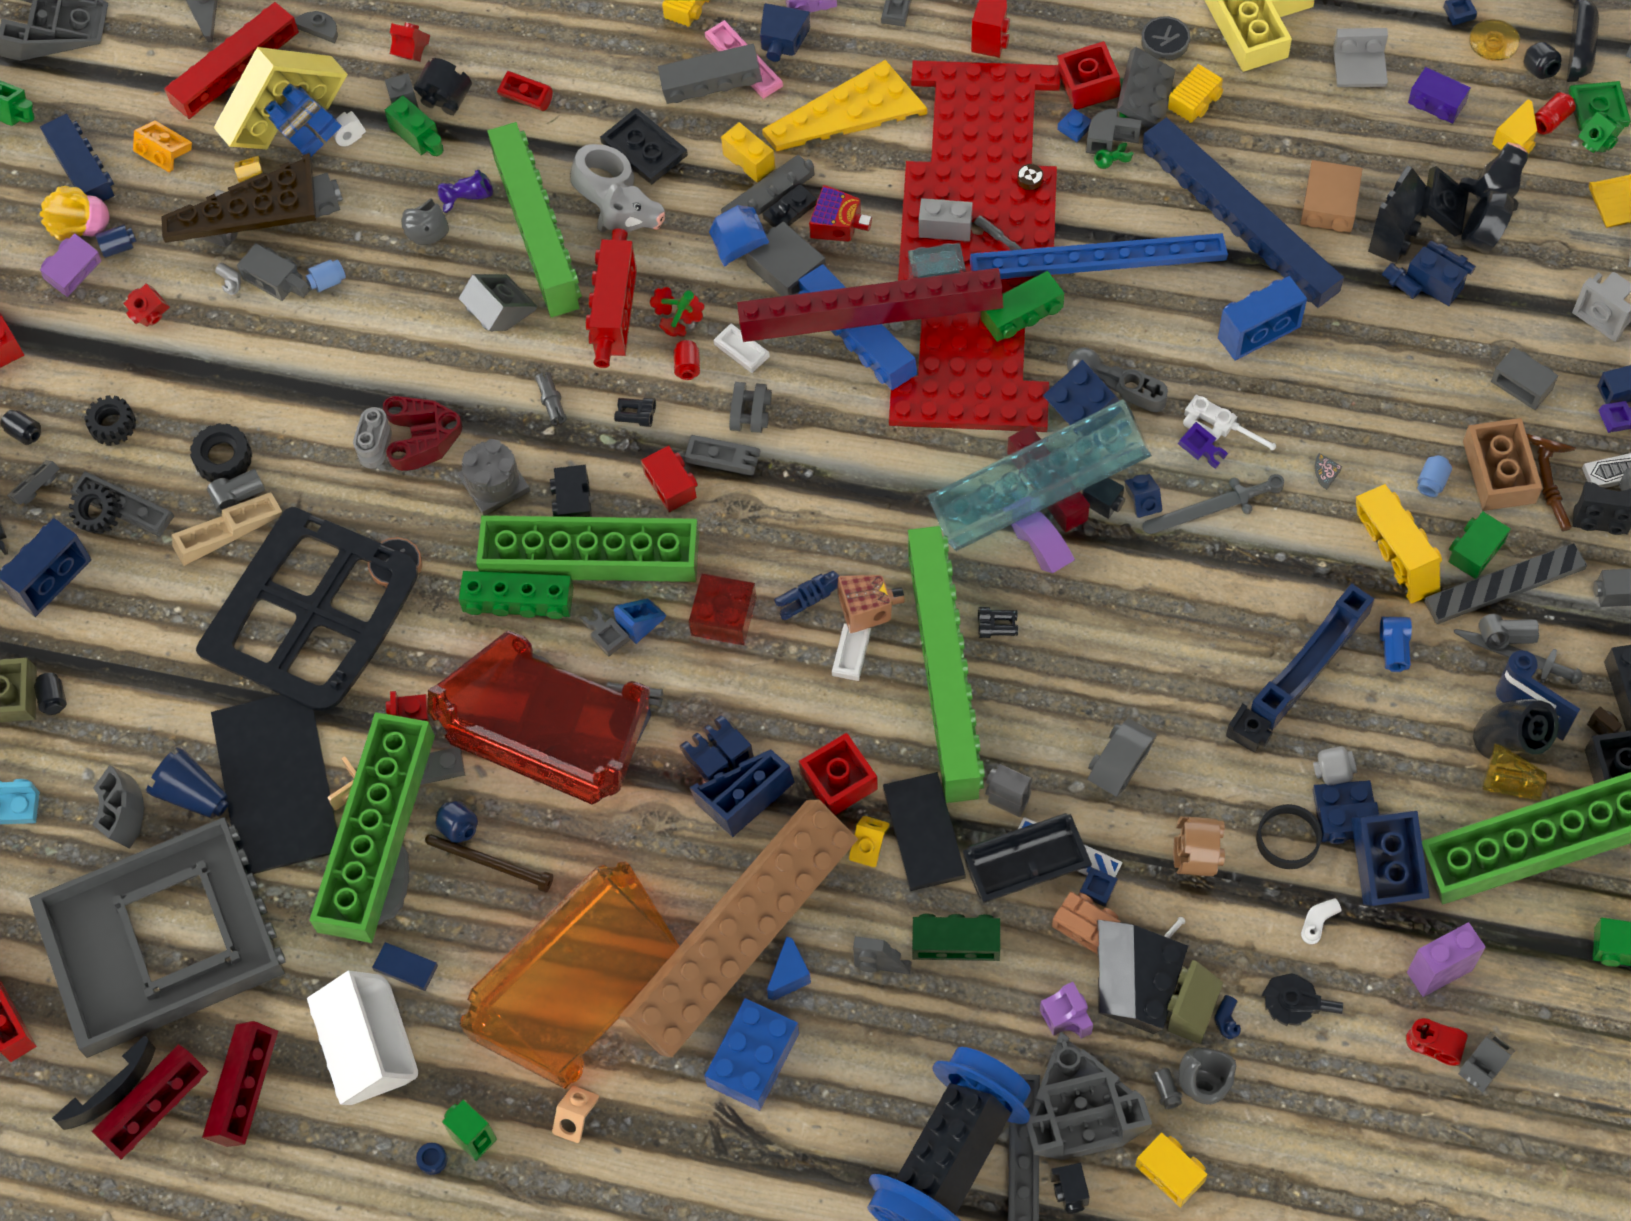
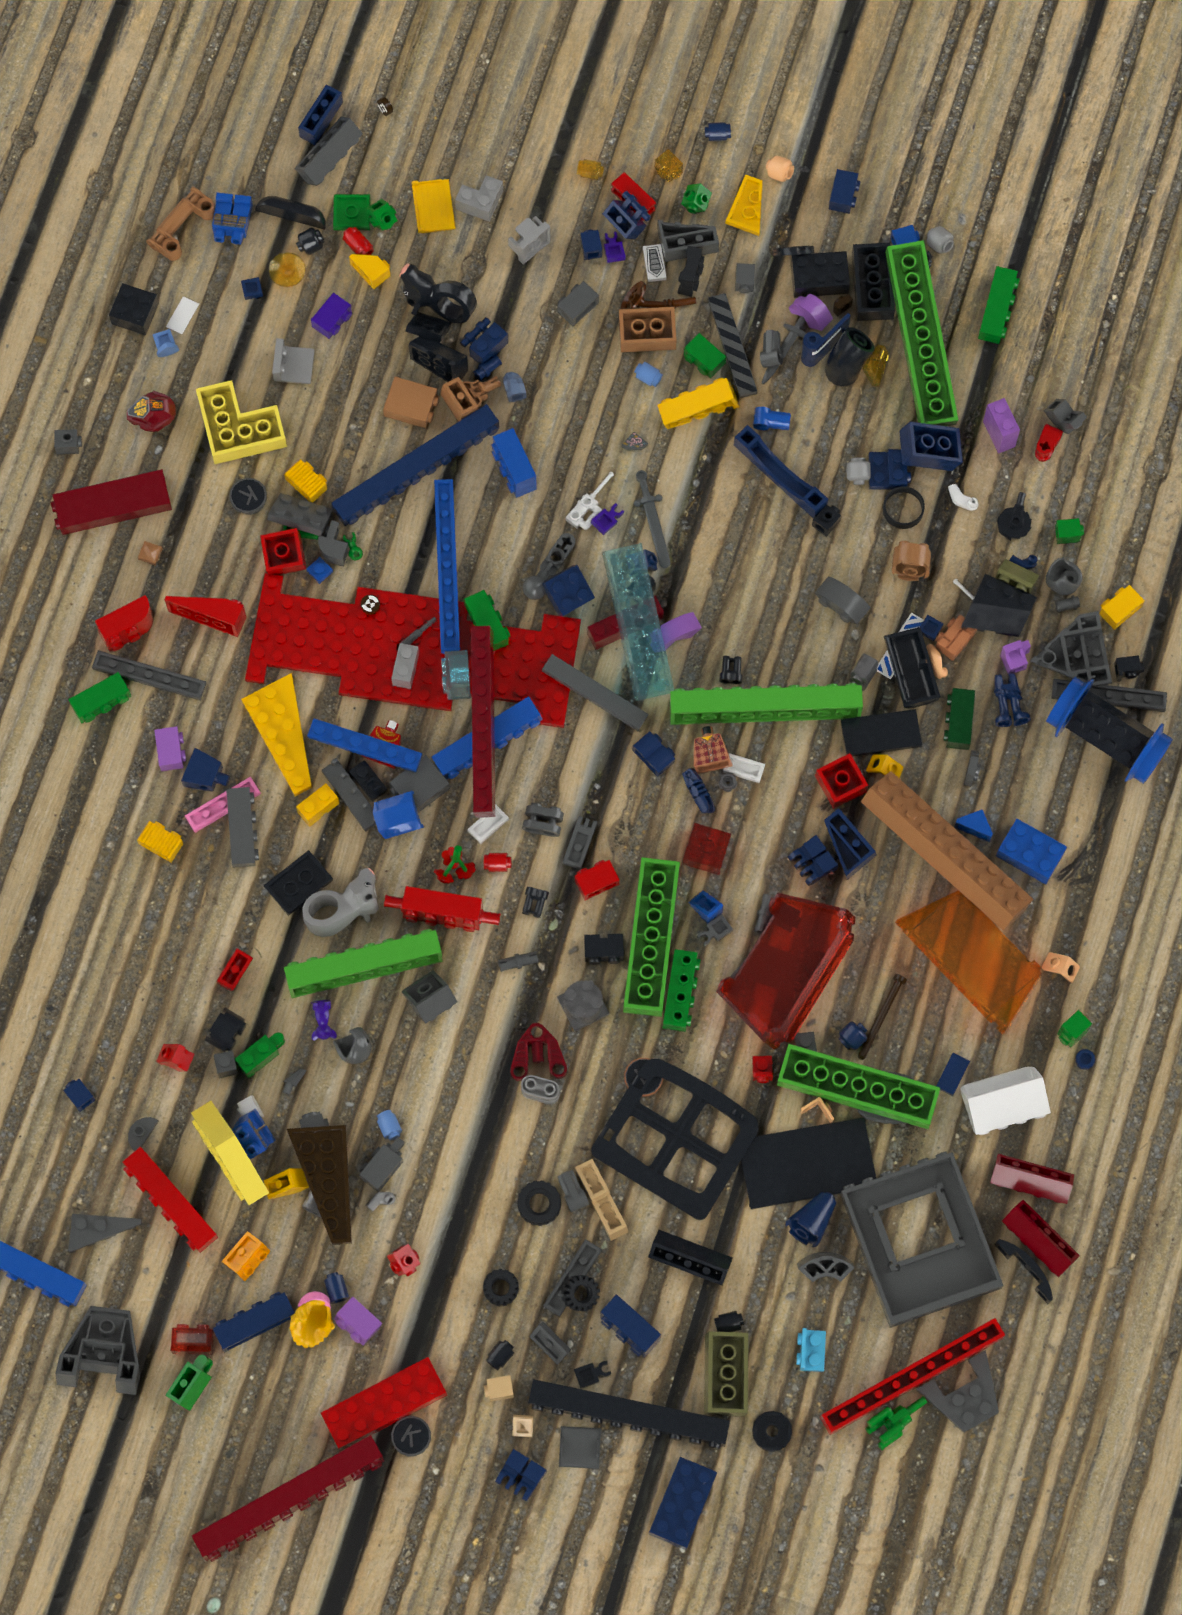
camera: 90 degrees left, 10 degrees up
(57, 98) = (192, 1339): none -> clear red window
(138, 635) = (690, 1257): none -> black brick
(385, 169) = (293, 1080): none -> dark grey bar
(823, 625) = (727, 787): none -> flat silver plate
(829, 187) = (364, 745): none -> blue plate
(858, 532) = (653, 753): none -> dark blue brick
(939, 451) = (595, 692): none -> dark grey tile
(1006, 999) = (1011, 692): none -> dark blue piece
(1044, 896) = (936, 662): none -> light nougat arm
(1290, 1081) = (1068, 531): none -> green brick
(1354, 257) = (467, 396): none -> medium nougat brick
(1380, 315) = (514, 387): none -> sand blue rock
(1582, 679) = (812, 310): none -> medium lavender brick

